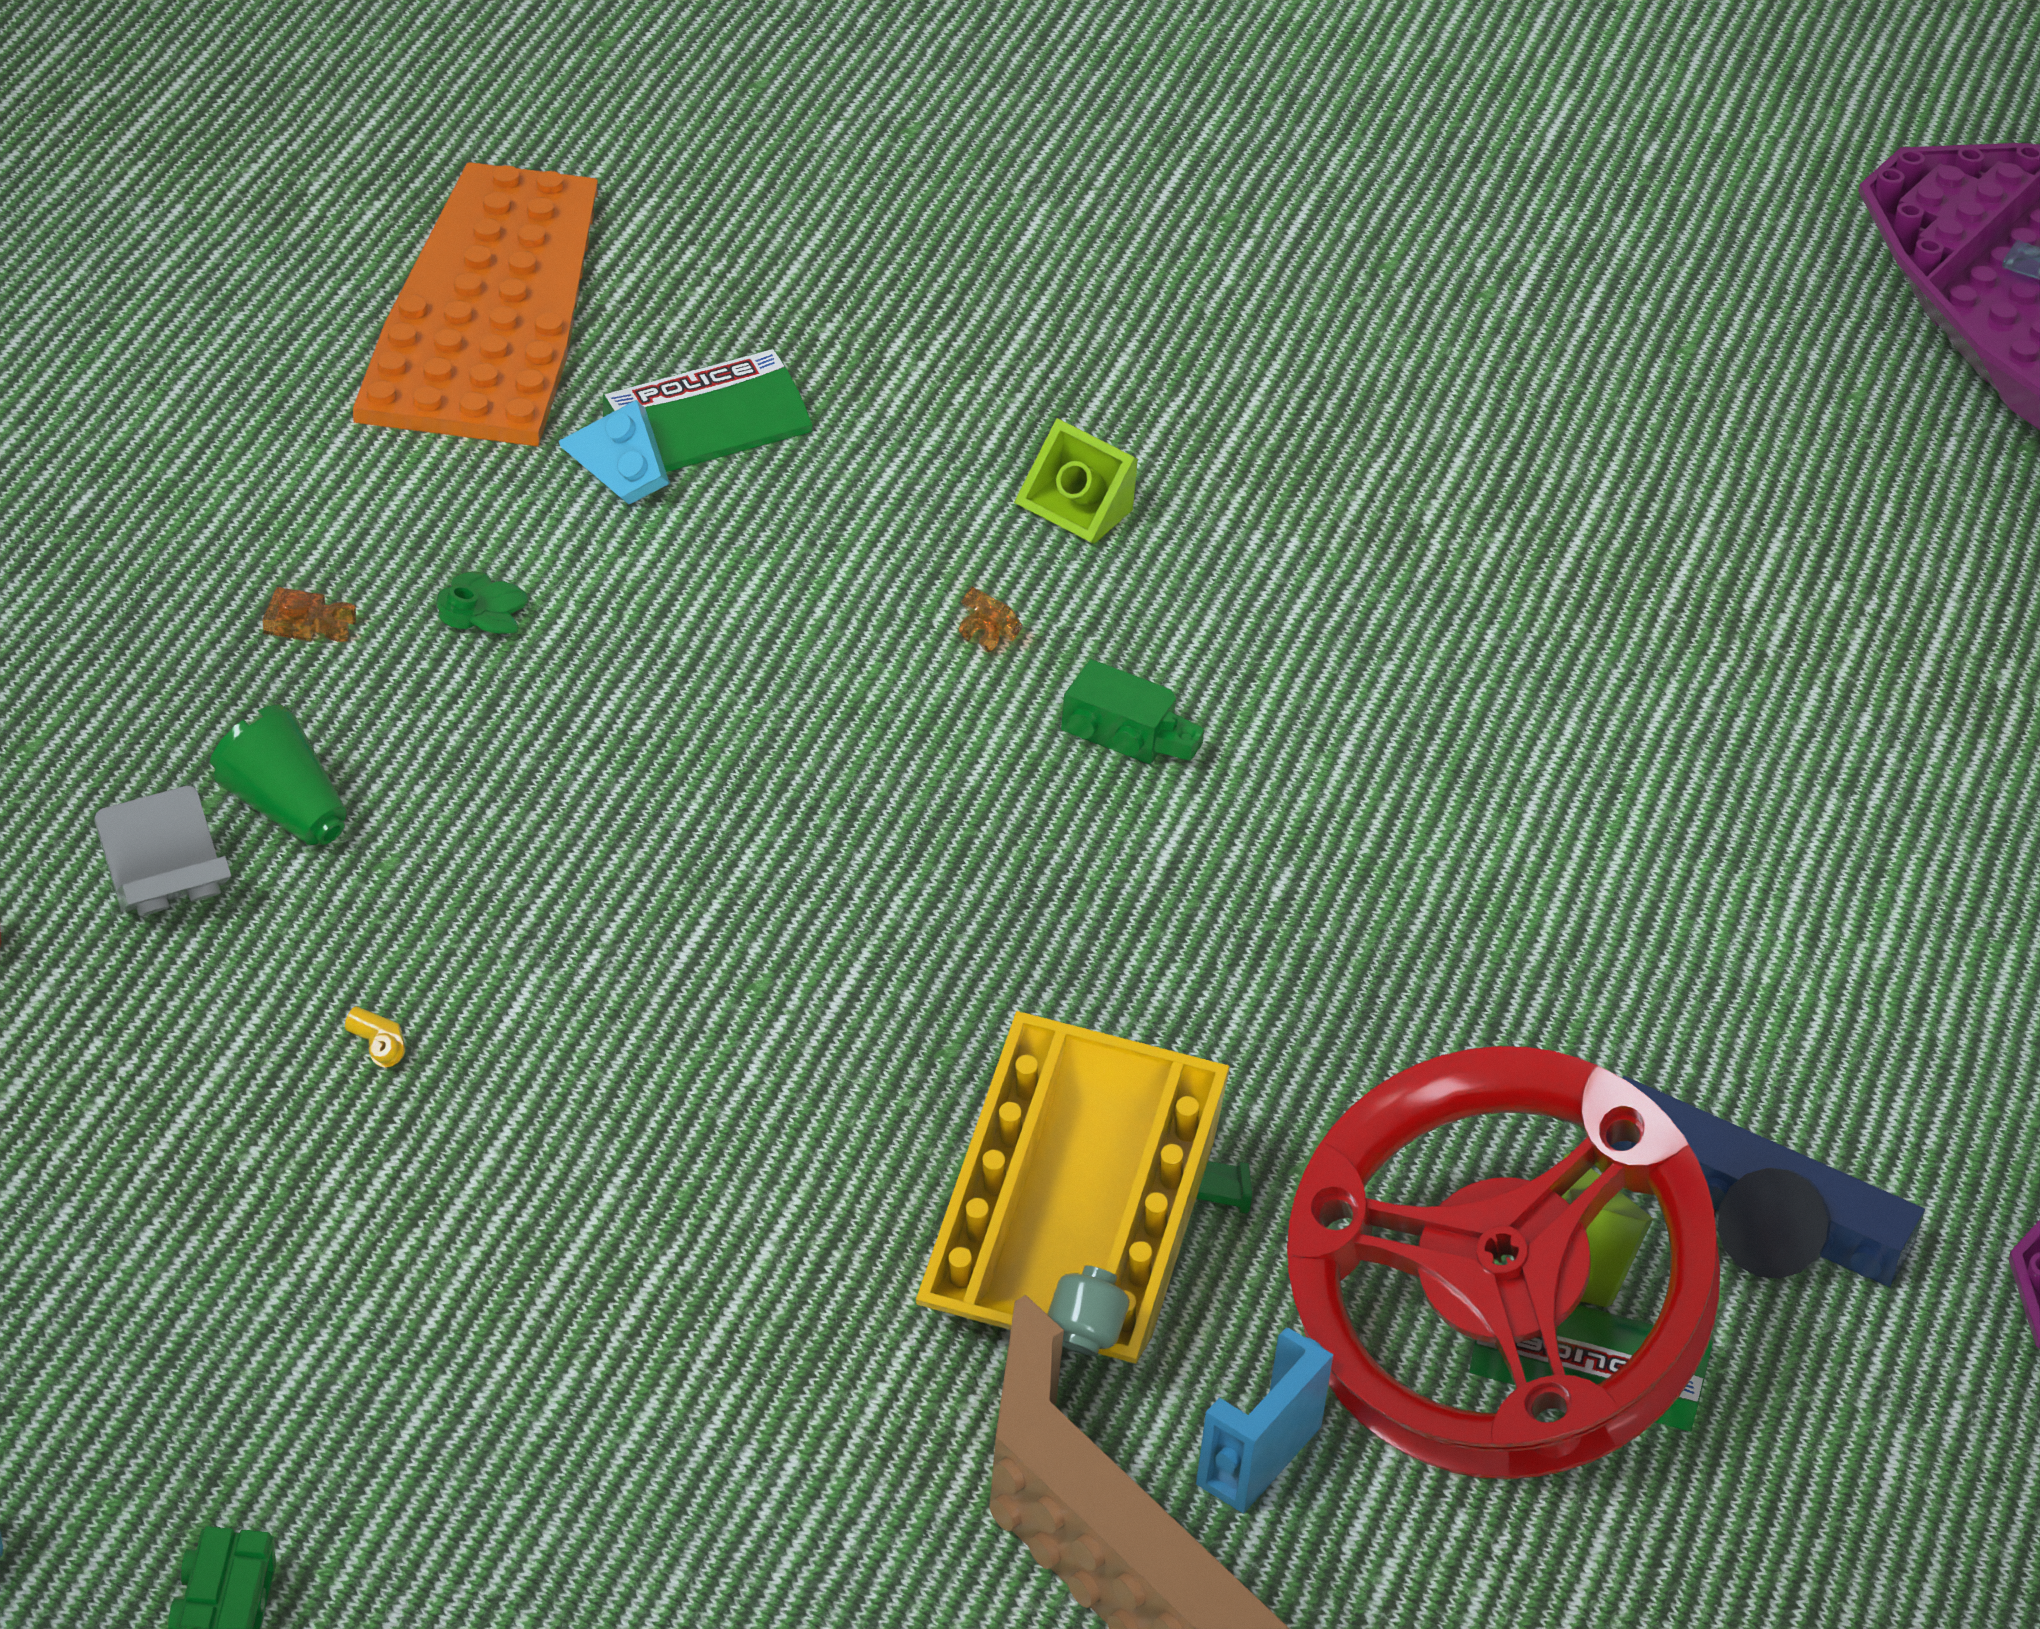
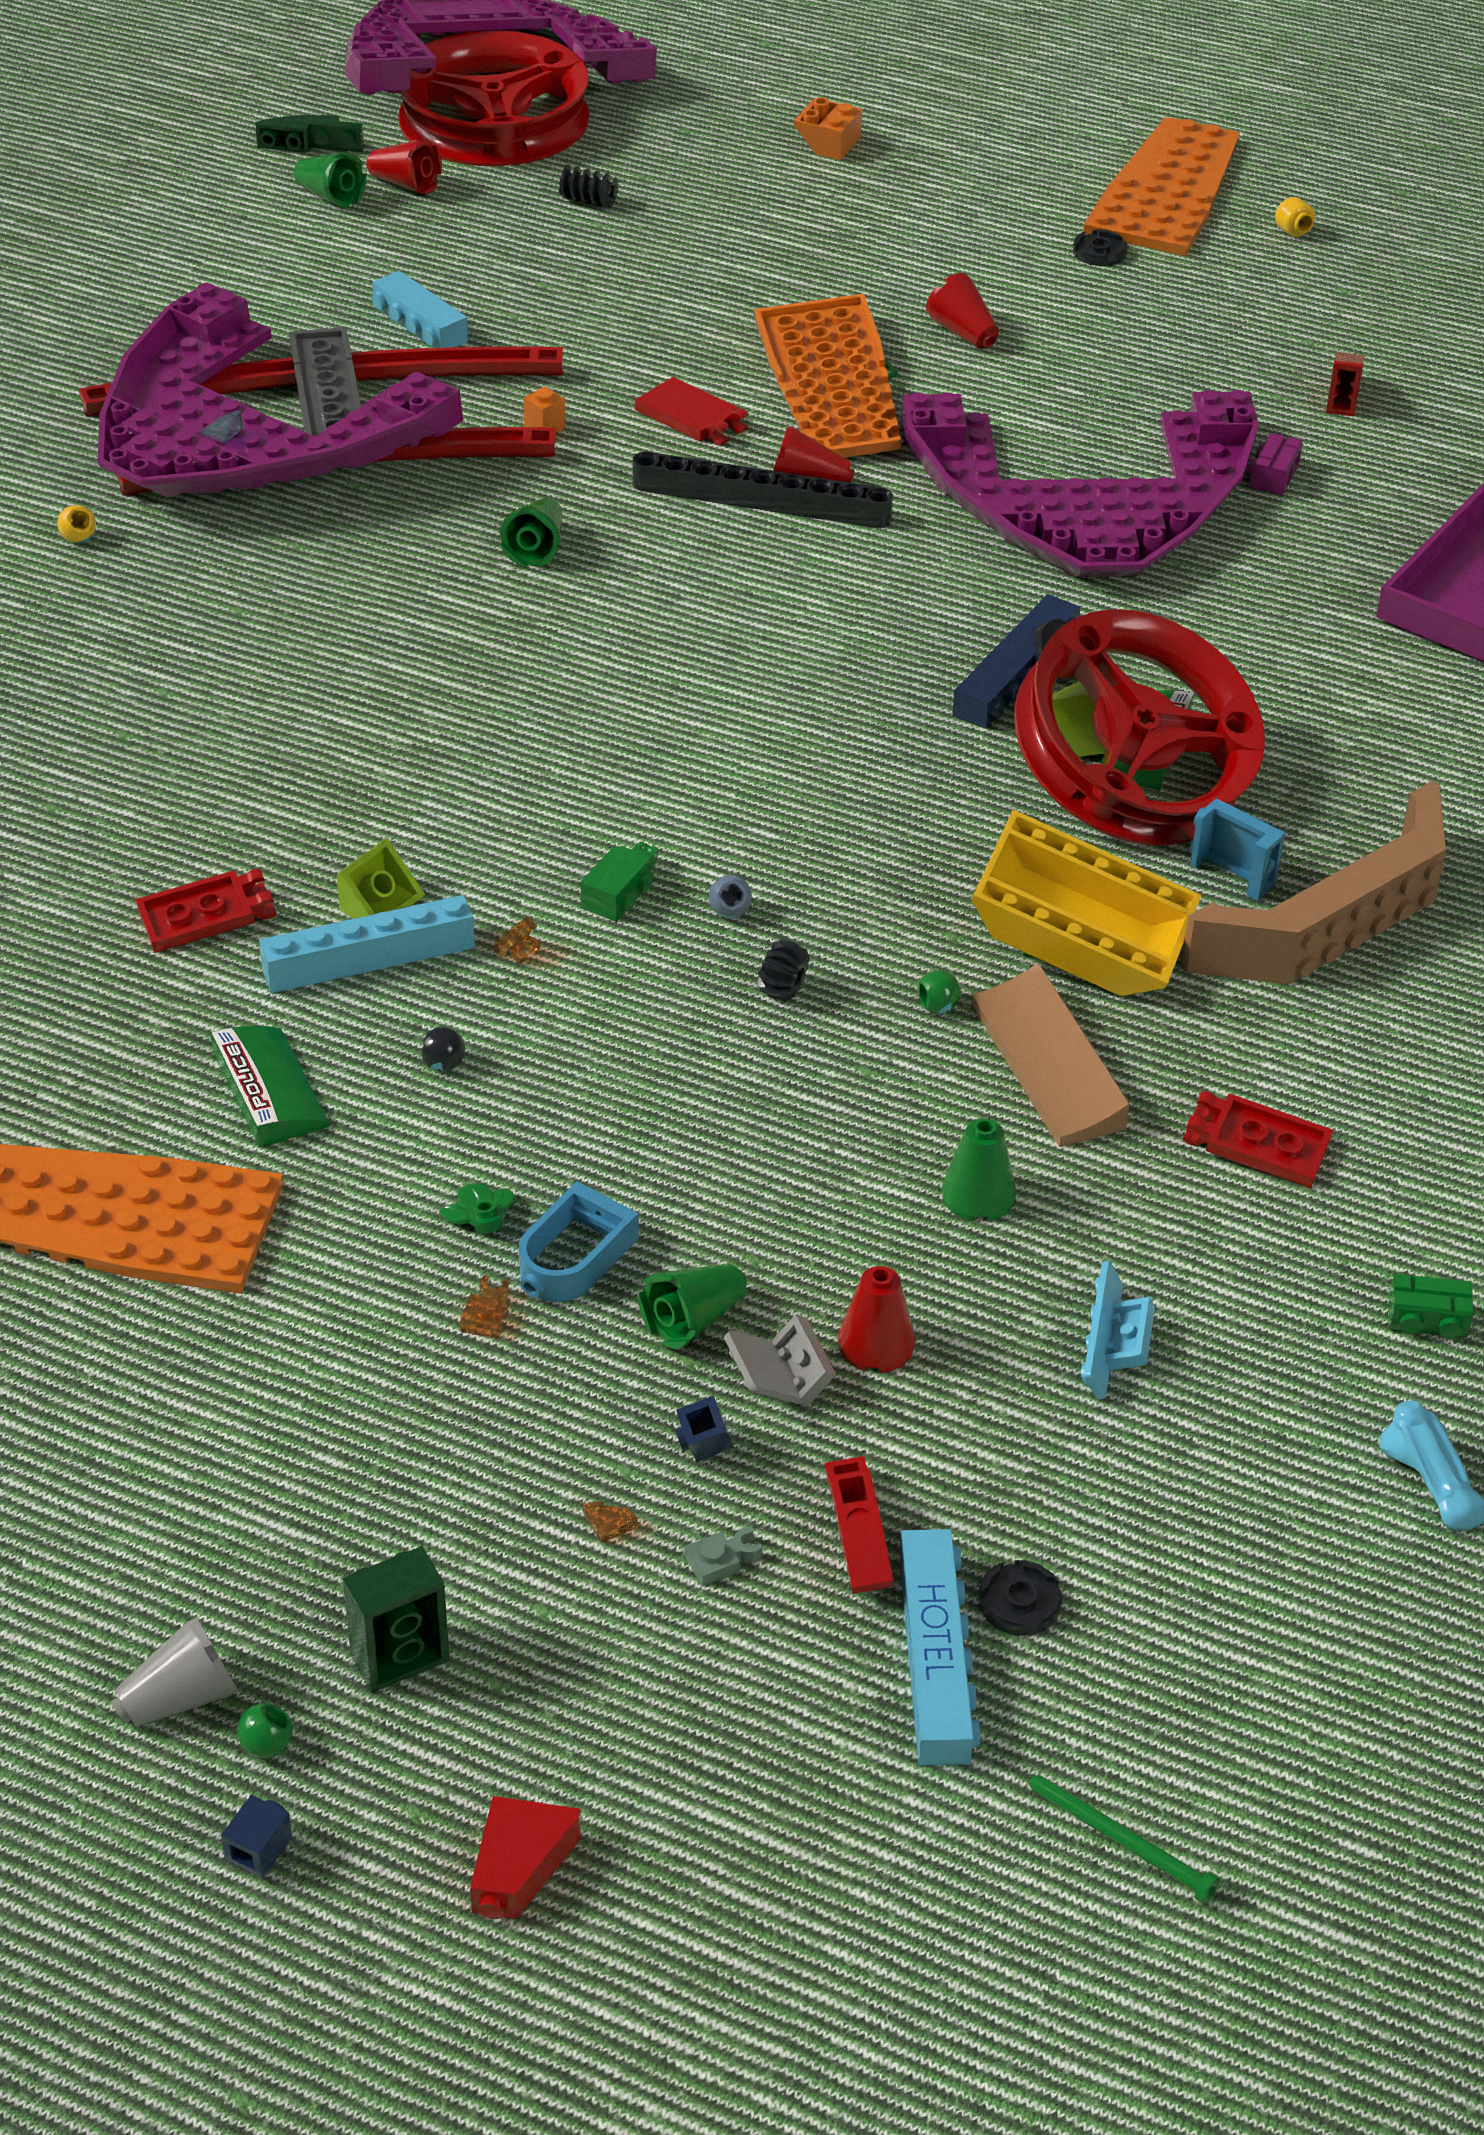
camera: 85 degrees left, 0 degrees up
(54, 786) = (703, 1429): none -> dark blue brick
(206, 1210) = (1118, 1332): none -> medium azure bracket
(225, 953) = (877, 1323): none -> red cone
(384, 1036) = (934, 1251): yellow arm -> none
(426, 726) = (593, 1210): none -> dark azure window
(507, 1070) = (980, 1174): none -> green cone
(606, 1427) = (1259, 1137): none -> red tile
(621, 452) = (320, 1123): medium azure wing -> none
(763, 553) = (443, 1049): none -> black piece
(780, 1182) = (1052, 1058): none -> medium nougat arch
(909, 1049) = (939, 991): none -> green piece
(929, 871) = (783, 970): none -> black gear
(963, 481) = (367, 943): none -> medium azure brick
(1030, 345) = (204, 908): none -> red tile
(1089, 1310) = (1186, 895): sand green head -> none
(1098, 825) = (730, 896): none -> sand blue piece
(1816, 179) = (76, 524): none -> yellow piece
(1940, 609) = (532, 533): none -> green cone

